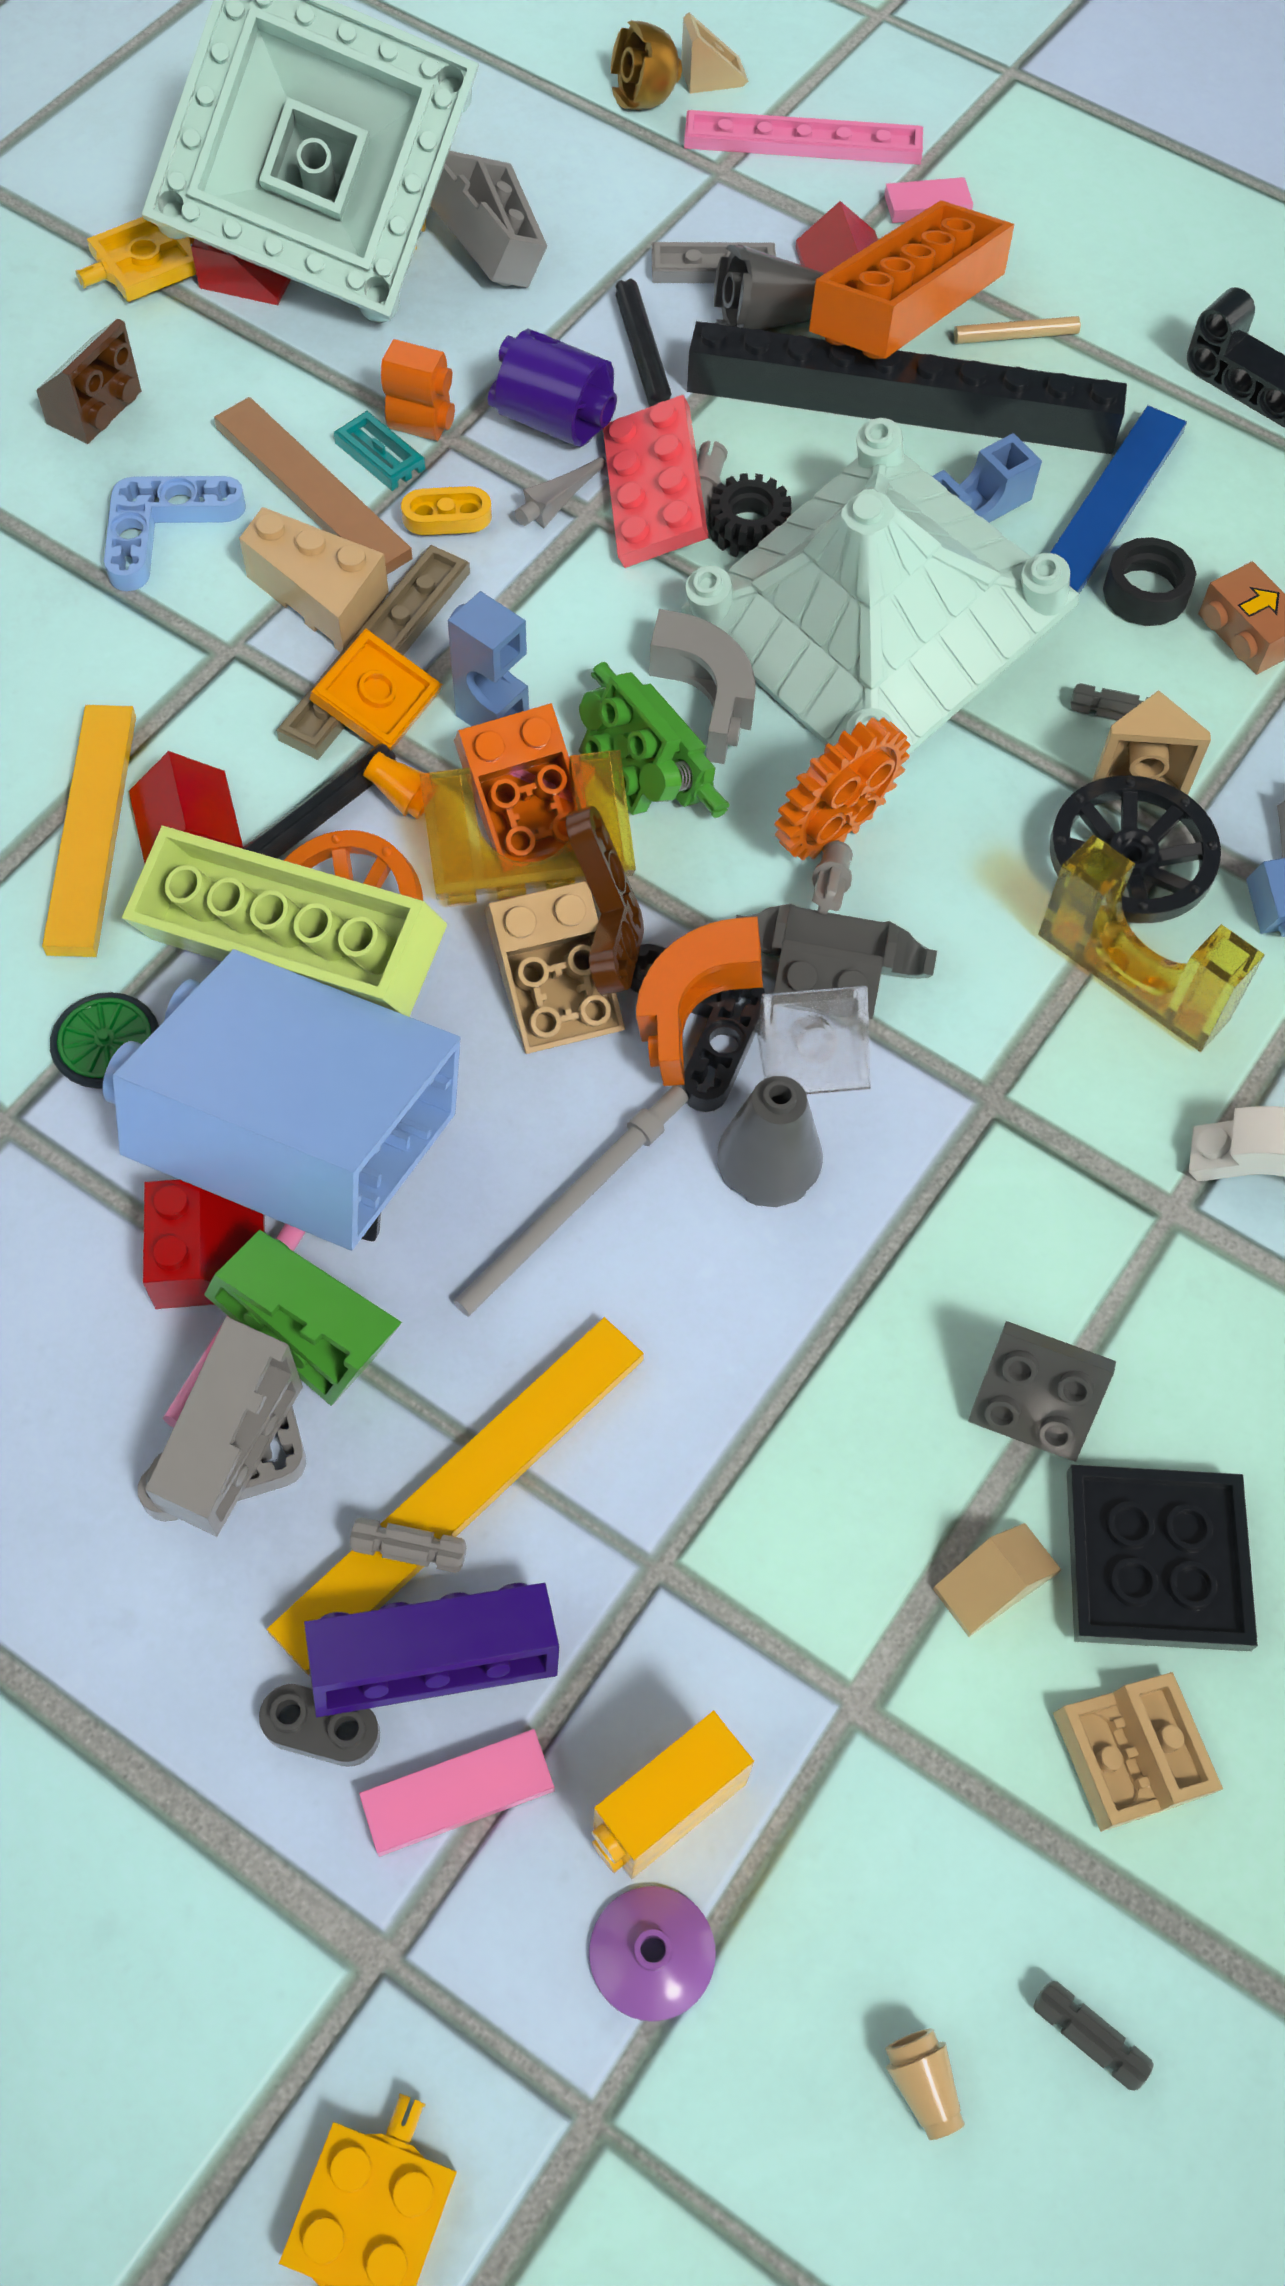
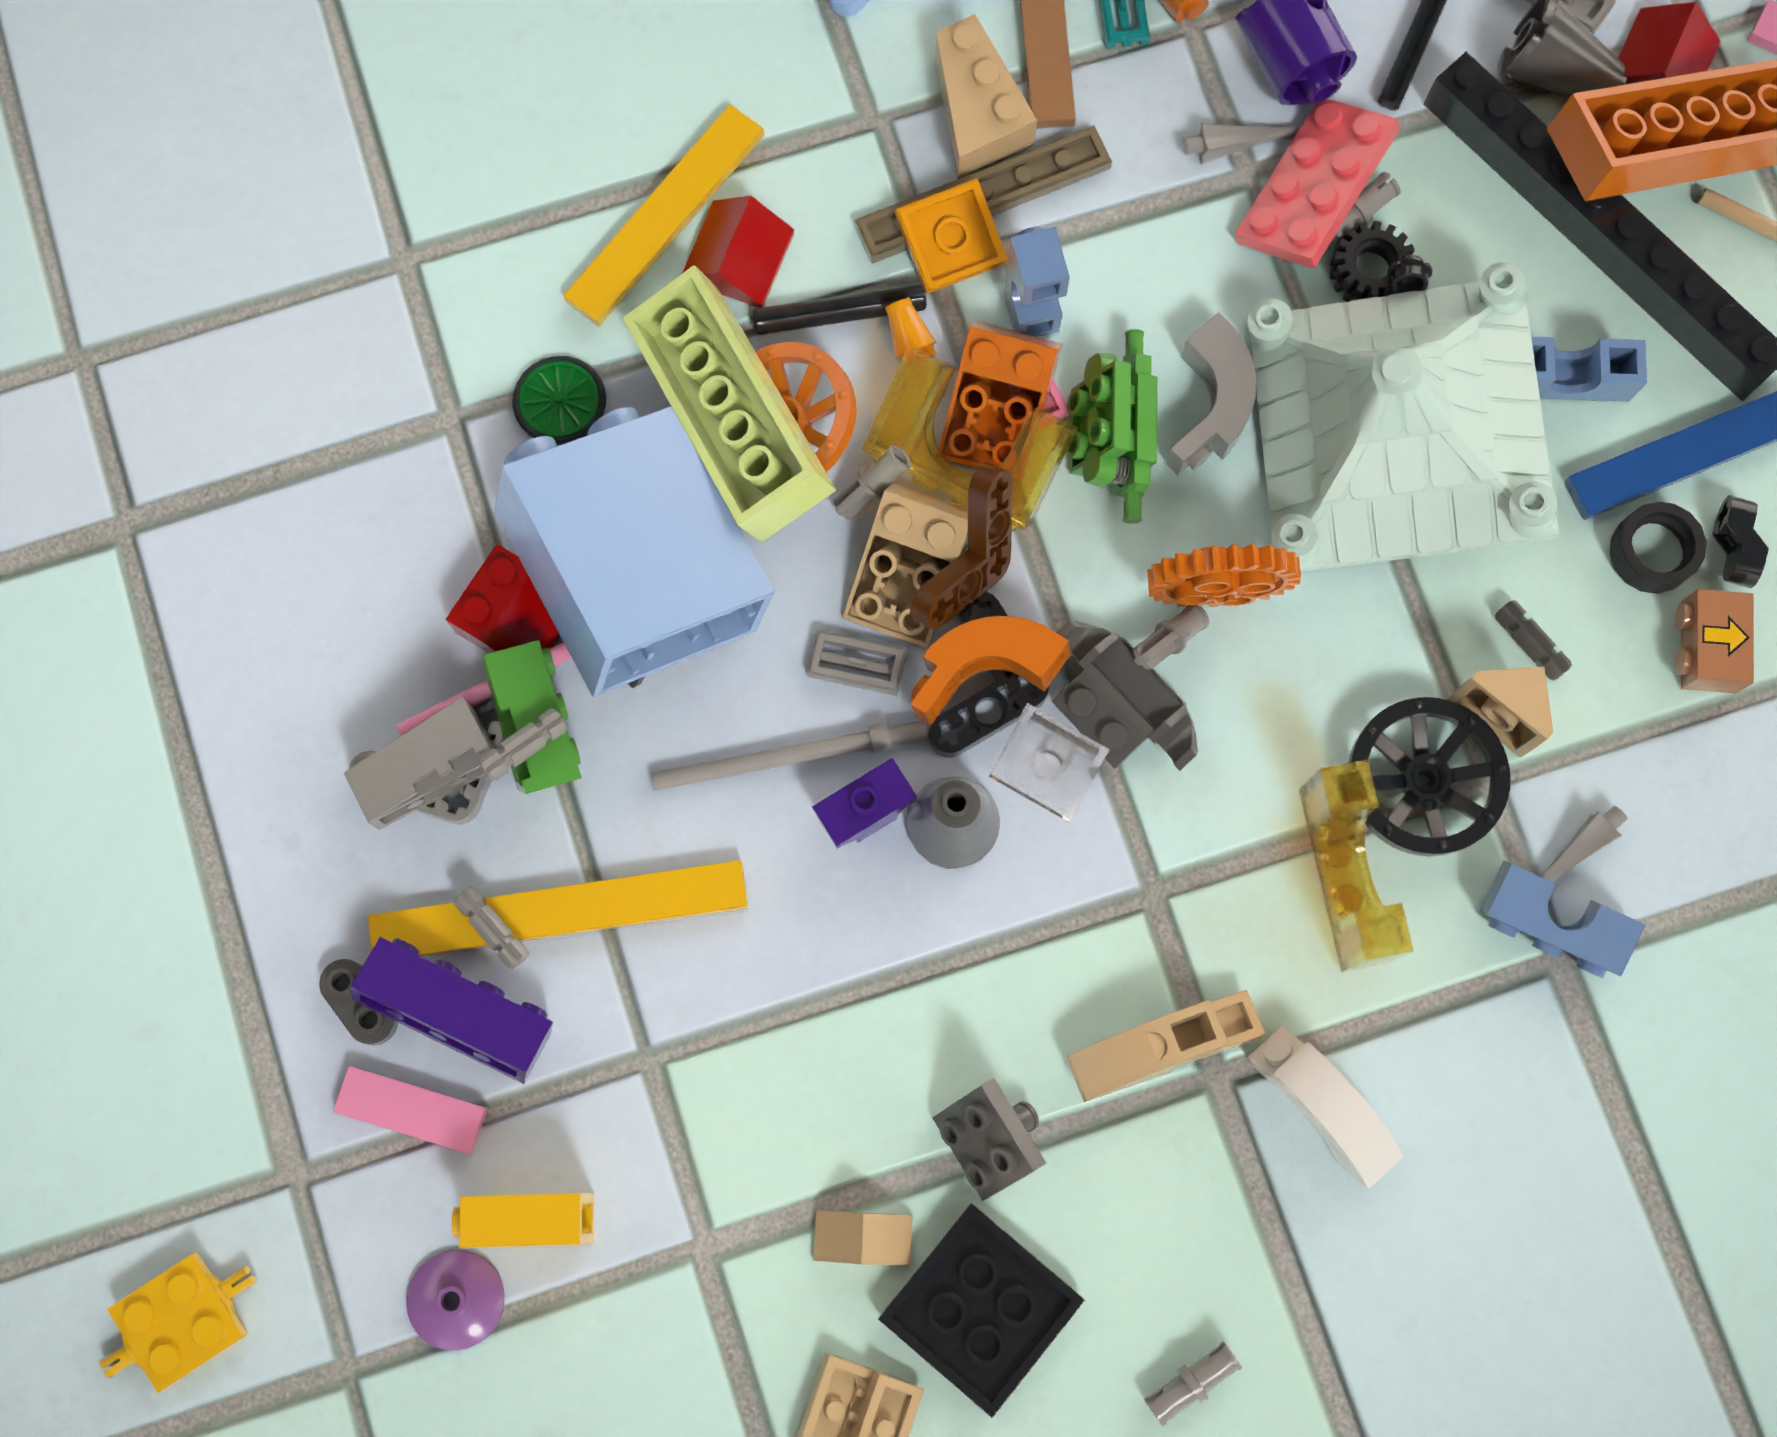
camera: 40 degrees right, 15 degrees up
(321, 1324) = (522, 744): none -> light grey axle
(446, 510) = (1131, 100): yellow plate -> none
(466, 917) = (872, 482): none -> light grey axle
(575, 1088) = (859, 681): none -> light grey tile
(684, 1181) = (865, 804): none -> dark purple brick
(790, 492) = (1409, 274): none -> black plate
(1114, 1208) = (1165, 1045): none -> tan slope
(1205, 540) = (1740, 541): none -> black piece

